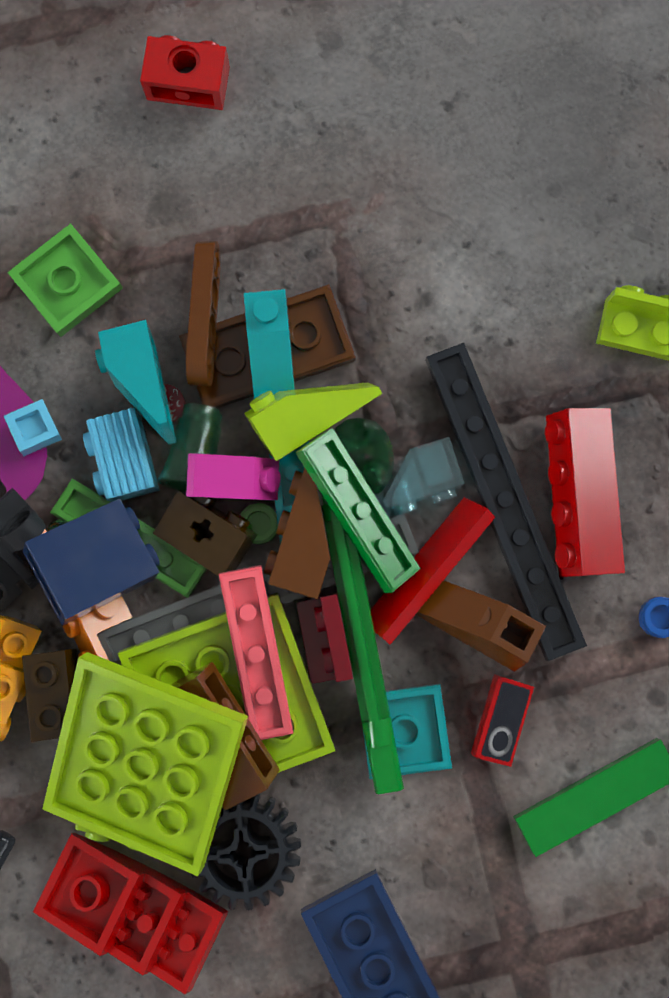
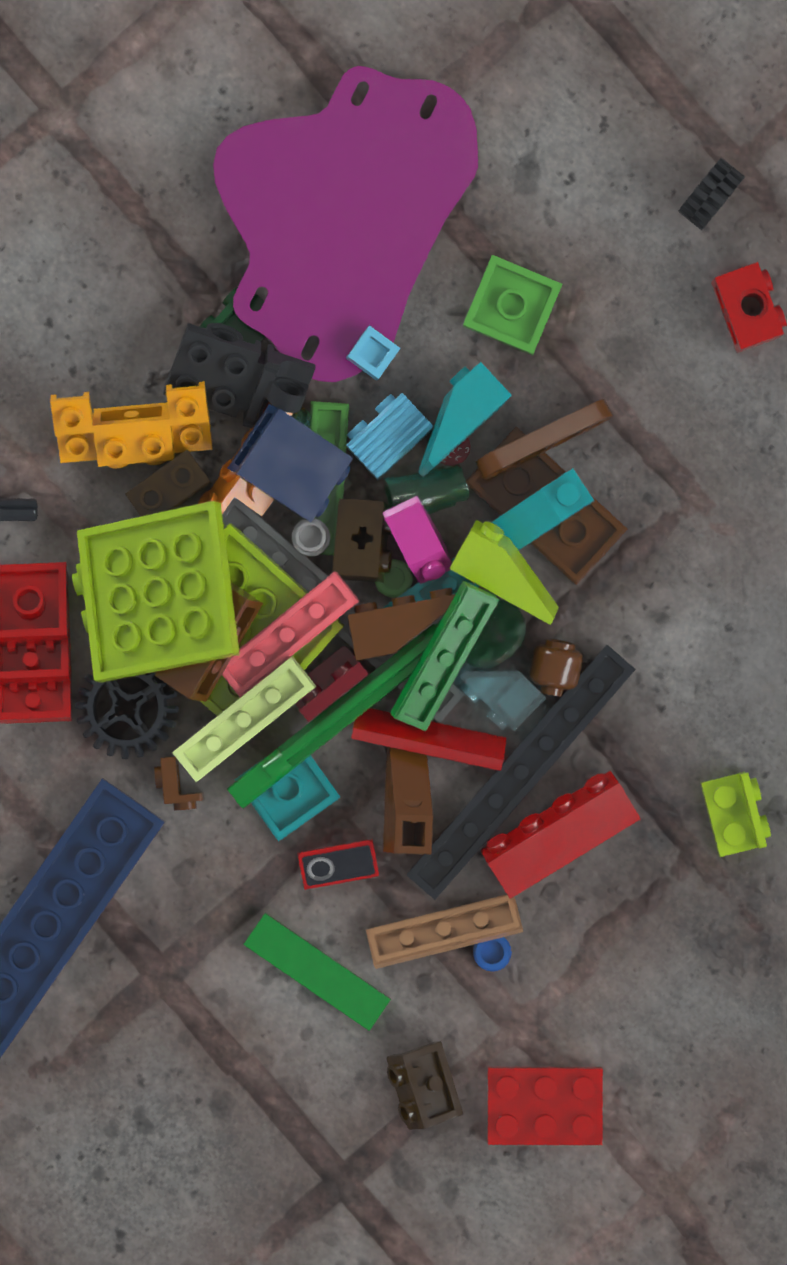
camera: 65 degrees right, 5 degrees up
(62, 45) = (711, 194): none -> black tyre
(176, 580) = (310, 537): none -> light grey plate
(316, 741) = (244, 719): none -> yellowish green plate
(337, 845) = (168, 778): none -> reddish brown bracket
(422, 414) = (555, 666): none -> reddish brown head
(619, 653) = (444, 931): none -> medium nougat tile

